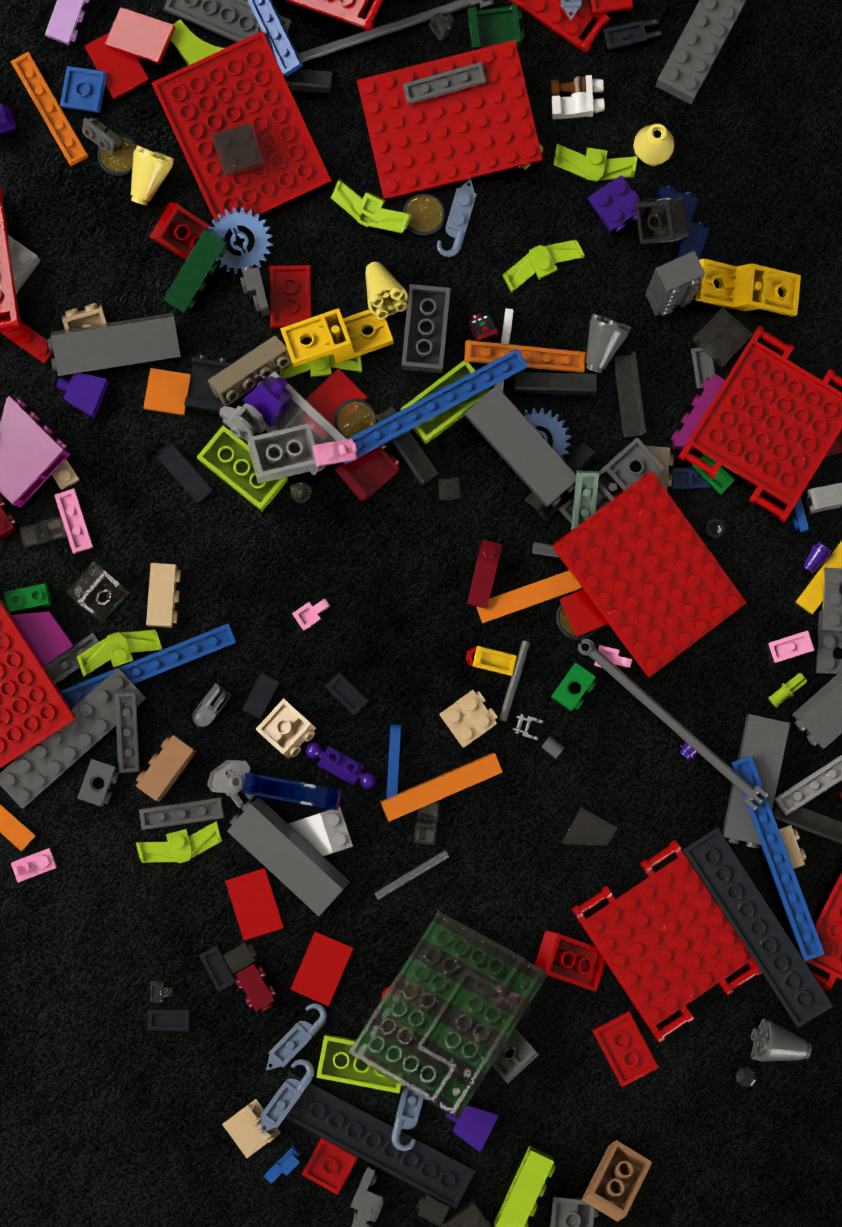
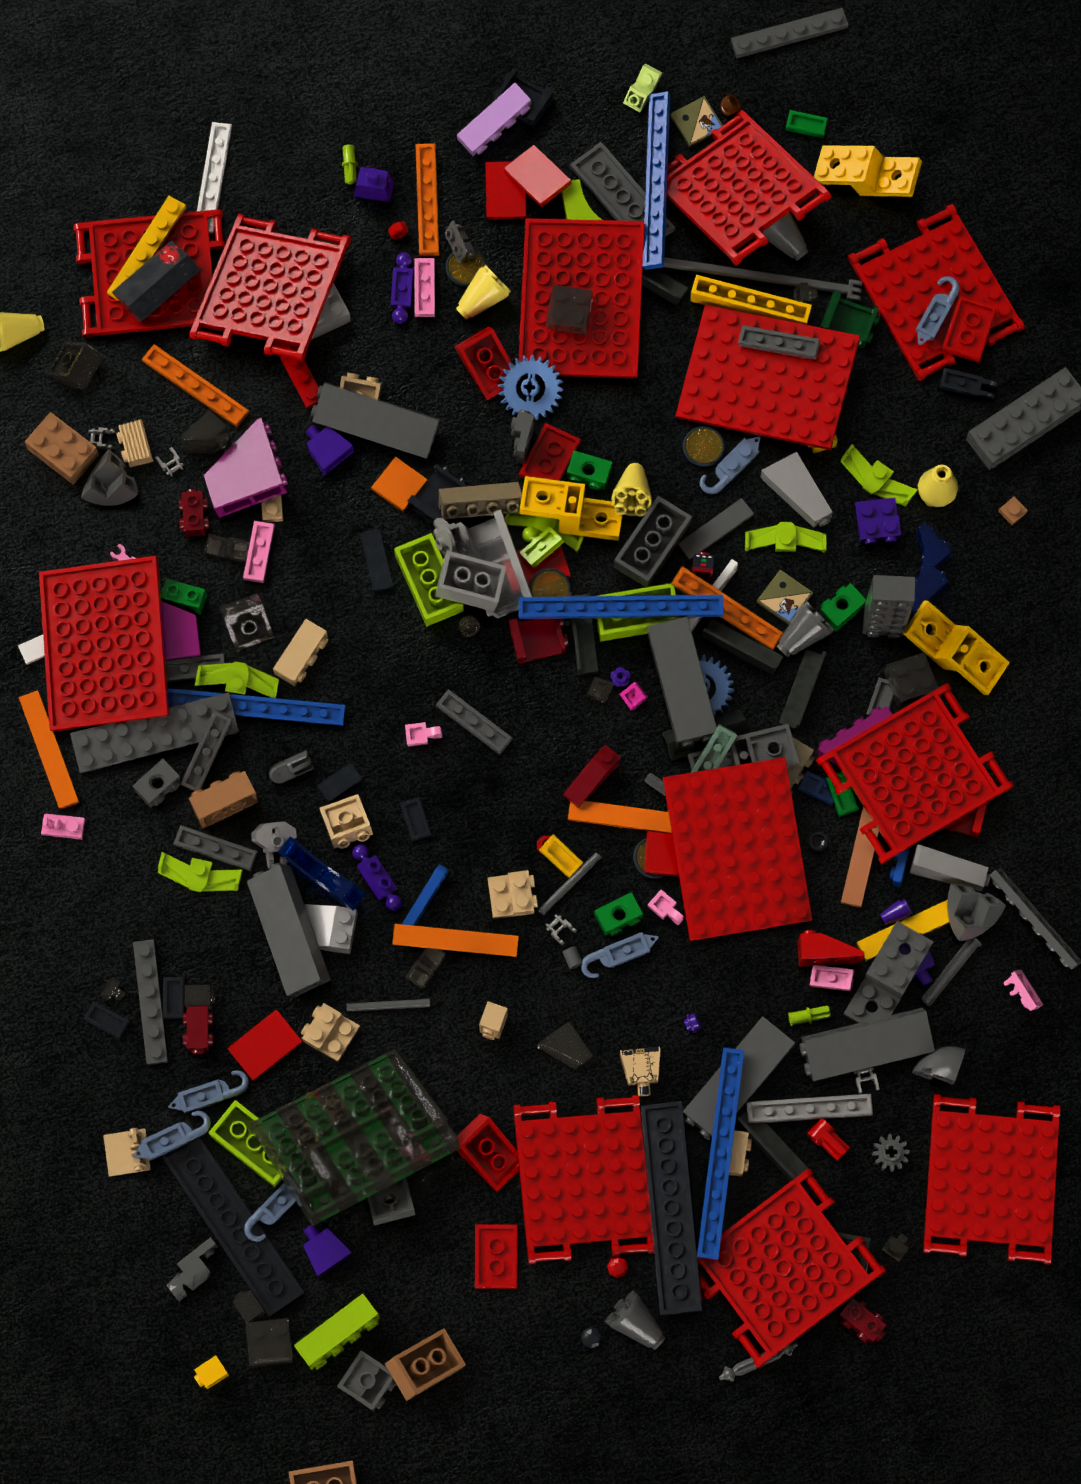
camera: 25 degrees right, 10 degrees down
(38, 152) = (398, 230): none -> red tile
(71, 205) = (402, 288): none -> dark purple plate
(83, 89) = (465, 197): blue plate -> none
(91, 194) = (424, 287): none -> bright pink plate
(195, 269) = (479, 392): dark green brick -> none
(199, 983) = (150, 1002): none -> dark grey plate
(254, 904) = (236, 959): red tile -> none
(270, 399) = (484, 532): dark purple torso -> none
(285, 1165) = (133, 1198): blue piece -> none
(327, 385) = (540, 546): none -> lime plate
(329, 1165) = (178, 1221): red tile -> none
(334, 452) = (515, 601): bright pink plate -> none
(340, 282) = (581, 462): none -> green brick
(351, 577) = (474, 722): none -> dark grey tile
(369, 209) = (658, 418): lime plate -> none
(373, 926) = (329, 1032): none -> tan plate
(395, 57) = (742, 299): none -> yellow brick
(461, 473) = (620, 682): none -> dark purple plate
(474, 287) = (715, 529): none -> dark grey tile
(482, 479) = (634, 696): none -> dark pink tile
(514, 843) = (493, 1021): none -> tan brick
(529, 210) = (796, 486): none -> light grey slope
(569, 318) = (784, 597): none -> tile
(581, 100) = (890, 420): white hips -> none
(591, 721) = (619, 952): none -> sand blue plate
(626, 313) = (836, 617): none -> green brick
(661, 219) = (908, 550): clear smoke brick -> none
(666, 815) = (641, 1068): none -> tan torso
(675, 725) = (726, 1080): dark grey hinge -> none
(732, 132) = (1013, 510): none -> medium nougat plate
(736, 1002) = (617, 1267): none -> red tile
(761, 529) = (859, 865): none -> nougat tile
(766, 628) = (826, 951): none -> red slope

